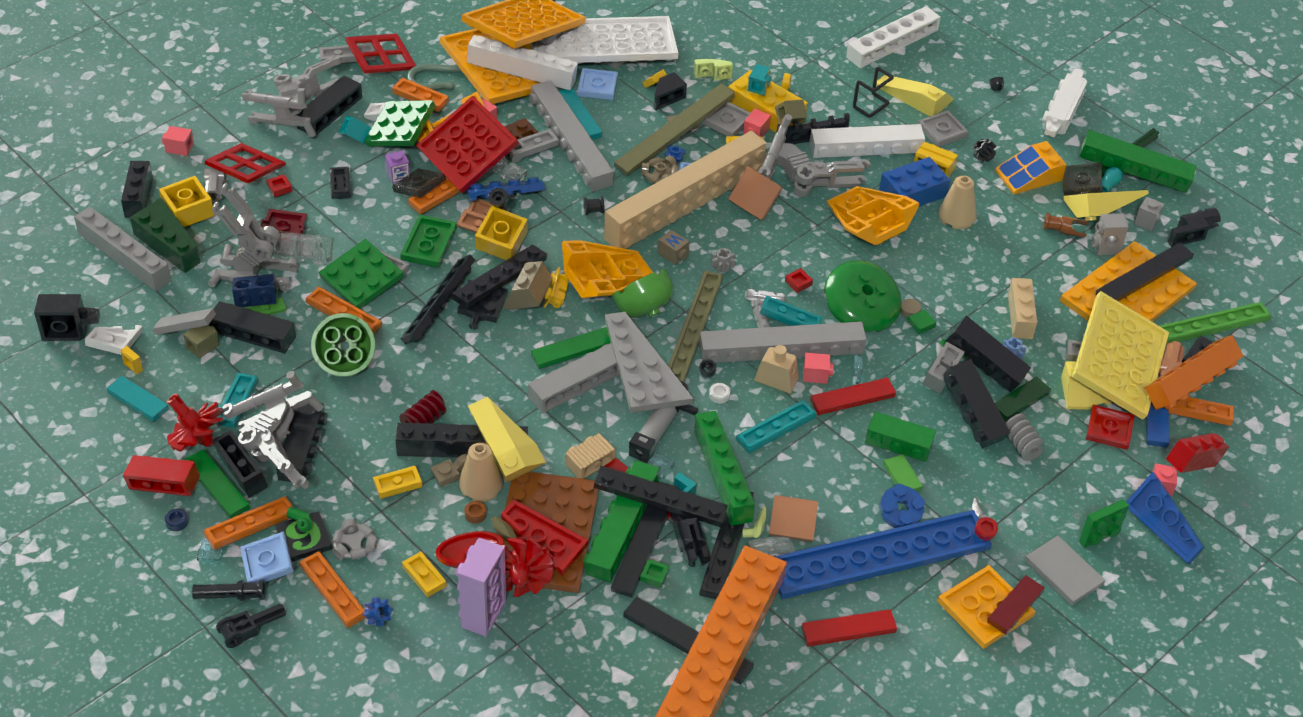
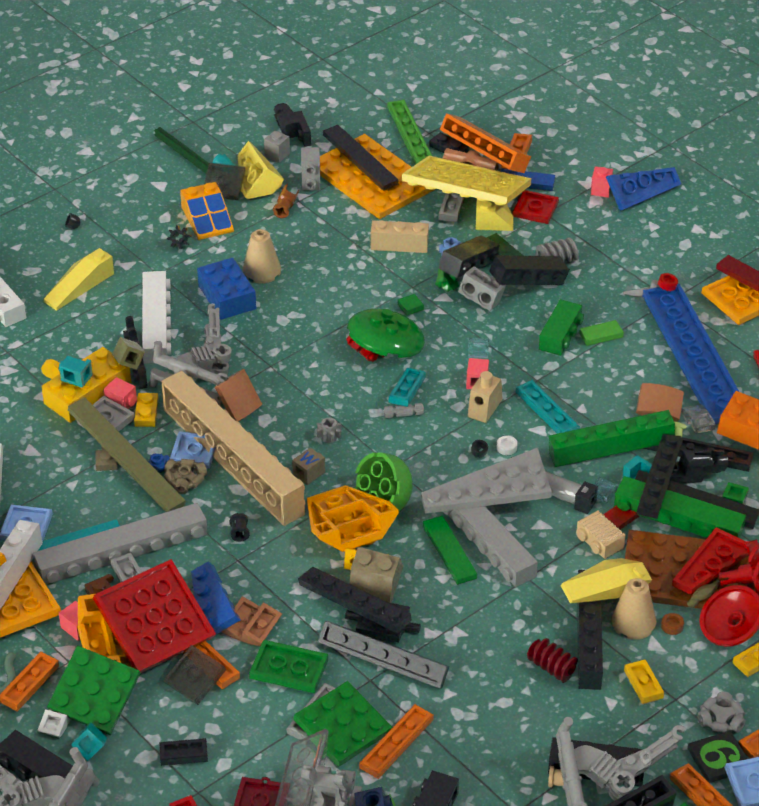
camera: 85 degrees left, 5 degrees down
(303, 518) = (706, 750): green arm -> none
(329, 337) = (469, 721): bright green cylinder -> none
(396, 166) = (165, 695): medium lavender brick -> none
(447, 471) = (622, 645): dark tan plate -> none
(498, 198) = (252, 599): black piece -> none
(501, 233) = (292, 595): yellow brick -> none
(654, 78) = (30, 472): yellow tile -> none
(669, 90) = (53, 461): black slope -> none
(694, 324) = (413, 458): olive tile -> none
(713, 67) = (21, 424): yellowish green slope -> none
(752, 294) = (377, 405): light grey axle -> none
(754, 342) = (445, 396): light grey brick -> none
(798, 280) = (357, 379): red plate -> none
(852, 396) = (507, 356): red tile -> none
(873, 89) = (87, 301): black piece -> none
(873, 213) = (264, 320): light orange wedge -> none
(907, 496) = (650, 333): blue plate -> none
(910, 307) = (394, 306): dark tan tile -> none
(943, 128) = (132, 265): light grey tile -> none
(943, 158) = (185, 275): yellow brick -> none
(1064, 103) = (112, 178): white hinge -> none
(1064, 570) = (696, 250): light grey tile -> none
(1104, 523) = (657, 215): green plate -> none
(1138, 161) = (208, 141): green brick -> none
(1197, 452) = (578, 153): red brick -> none

